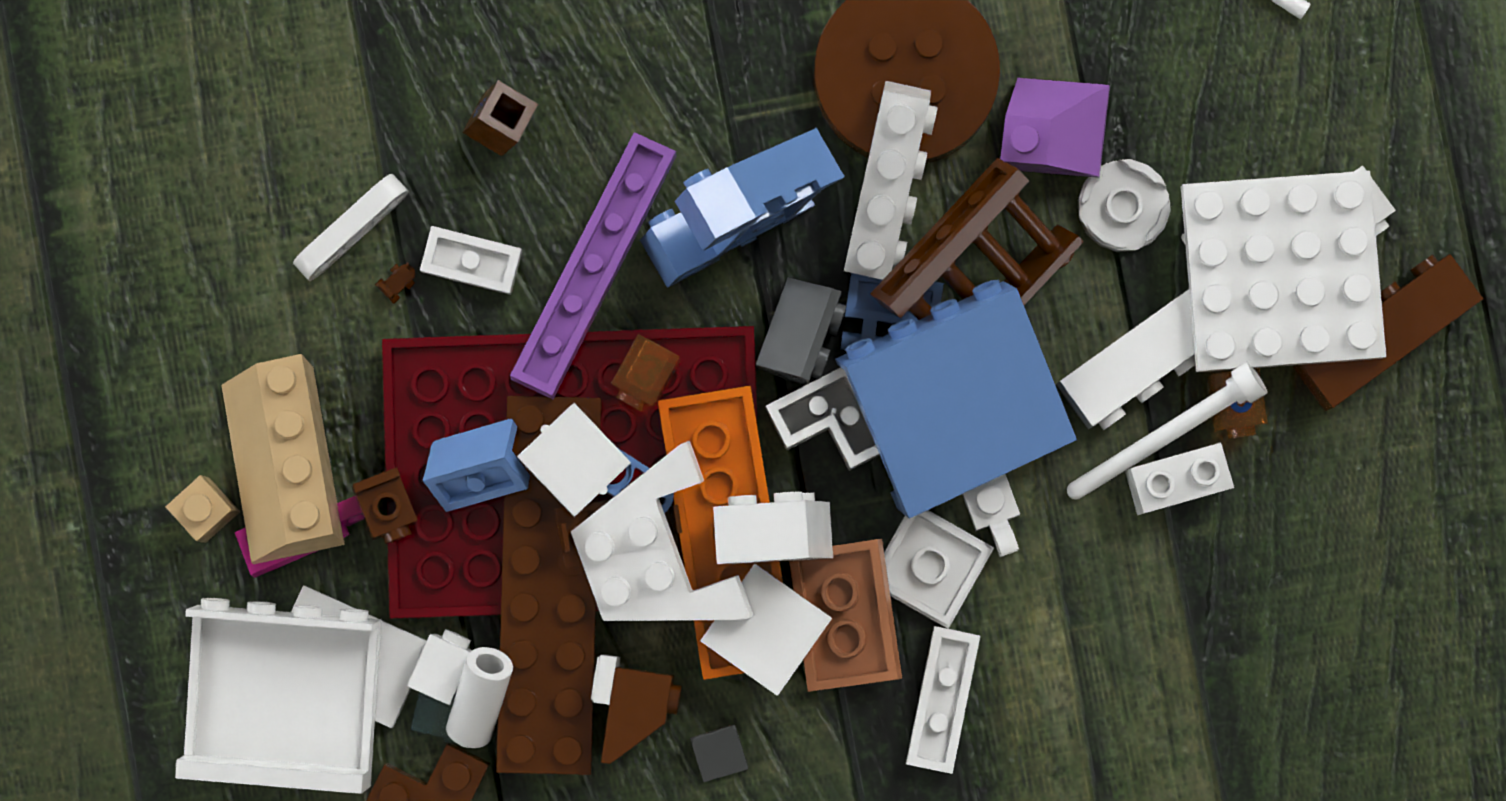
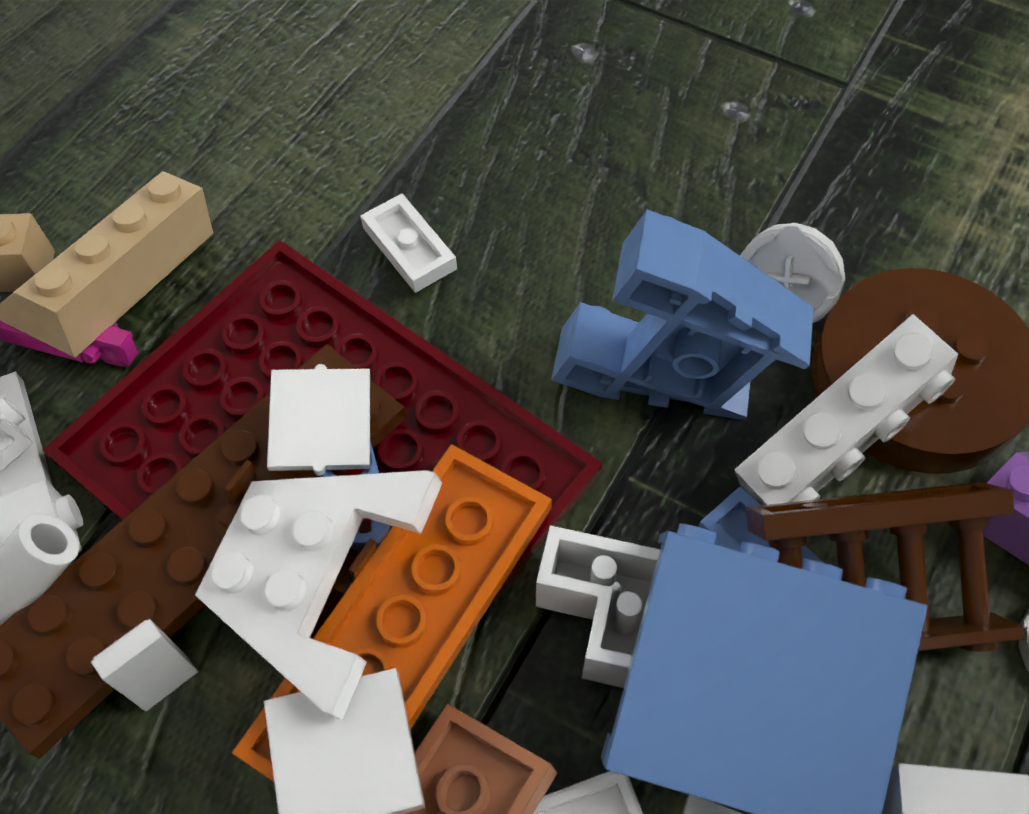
camera: 40 degrees right, 25 degrees down
(350, 227) = (357, 144): white beam -> none
(379, 487) = (135, 344): reddish brown brick -> none
(396, 282) = (340, 224): reddish brown piece -> none
(475, 466) = (232, 372): medium blue panel -> none
(500, 118) = (530, 155): reddish brown brick -> none
(593, 266) = (480, 311): medium lavender plate -> none
(637, 708) = (135, 724): reddish brown slope -> none
(644, 373) = (463, 412): clear orange brick -> none
(769, 75) = (801, 262): none -> white tile
(782, 530) = (448, 649): white brick -> none
(799, 330) = (648, 494): dark grey slope -> none

